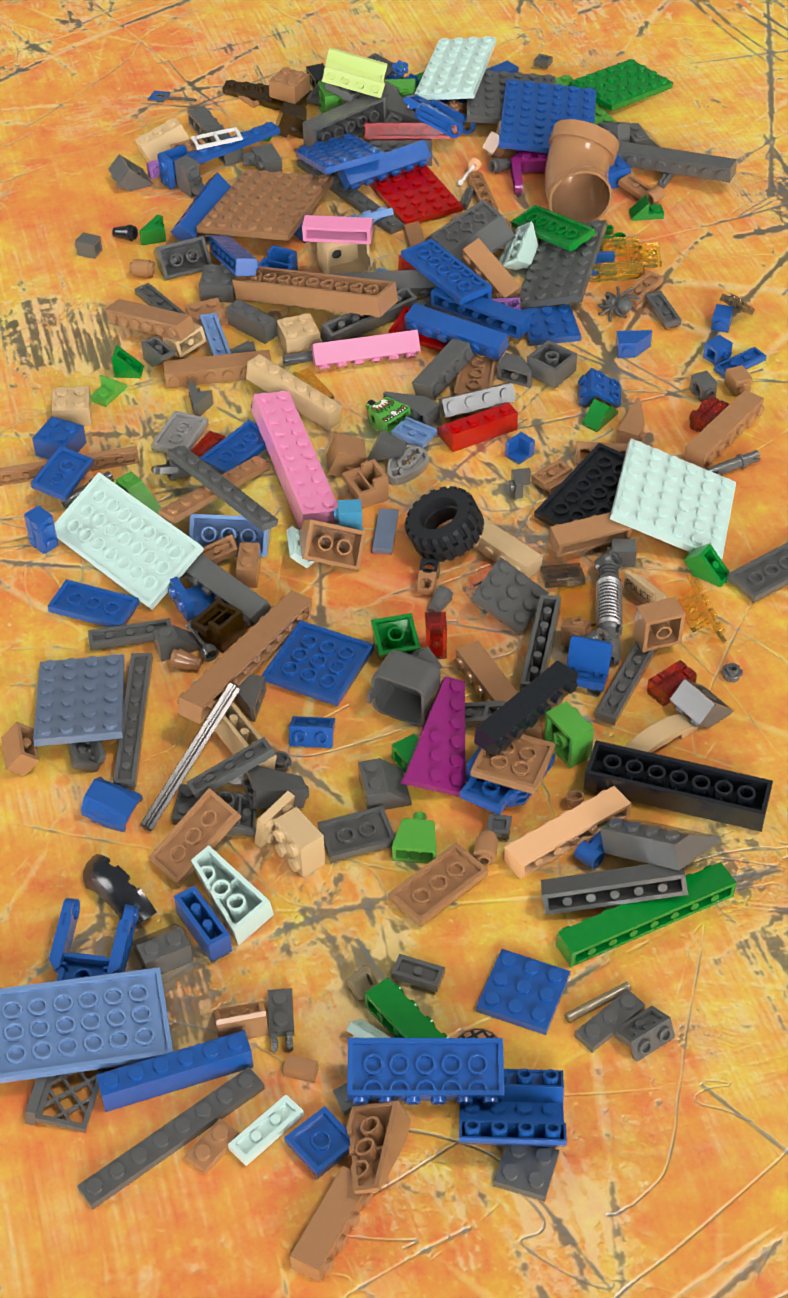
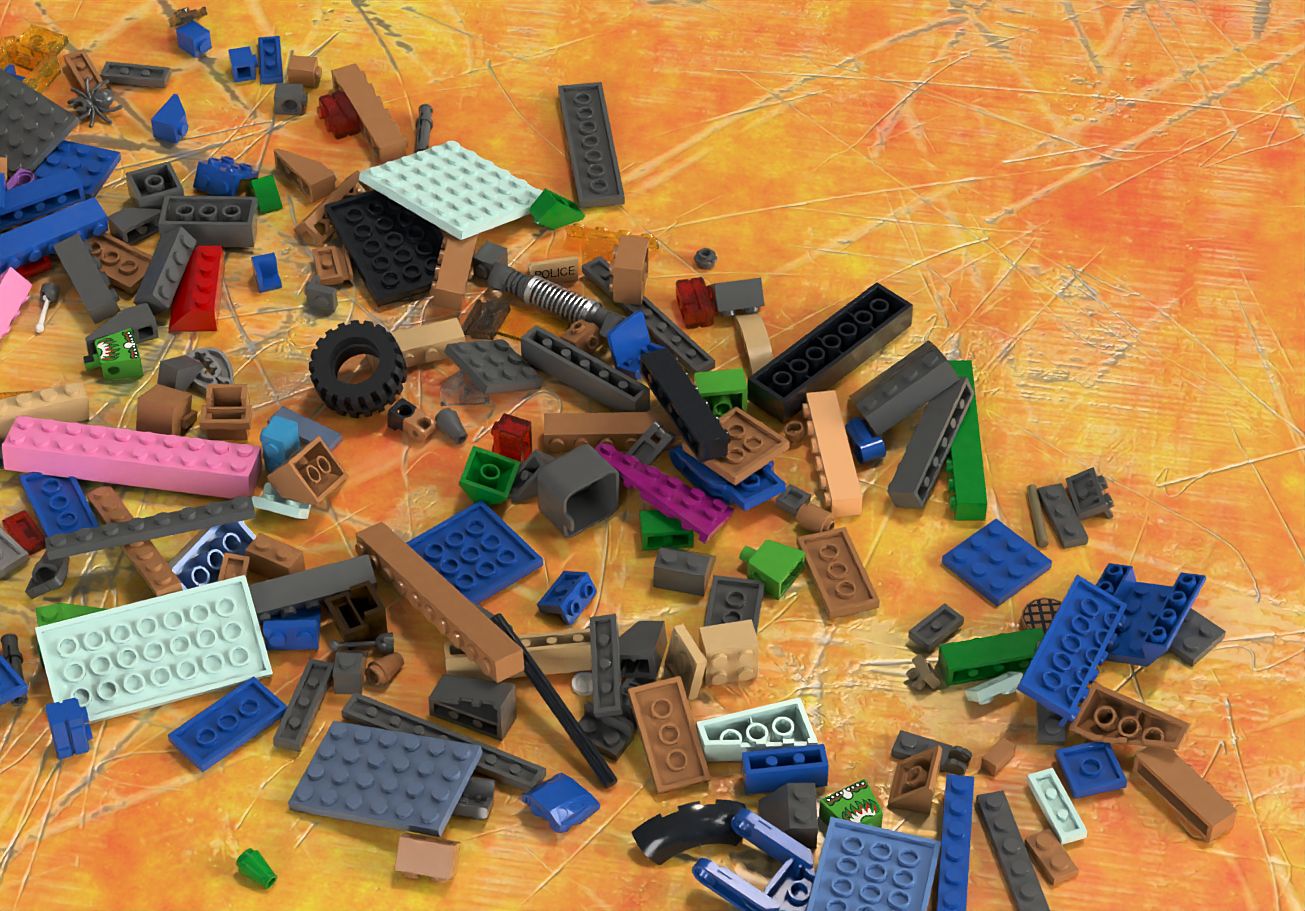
camera: 65 degrees left, 0 degrees up
(170, 726) = (475, 704): none -> dark grey wedge
(187, 987) = (852, 804): none -> torso
(414, 432) = (164, 345): medium blue plate -> none
(421, 364) = (49, 293): none -> hinge
(543, 399) = (212, 219): none -> dark grey slope

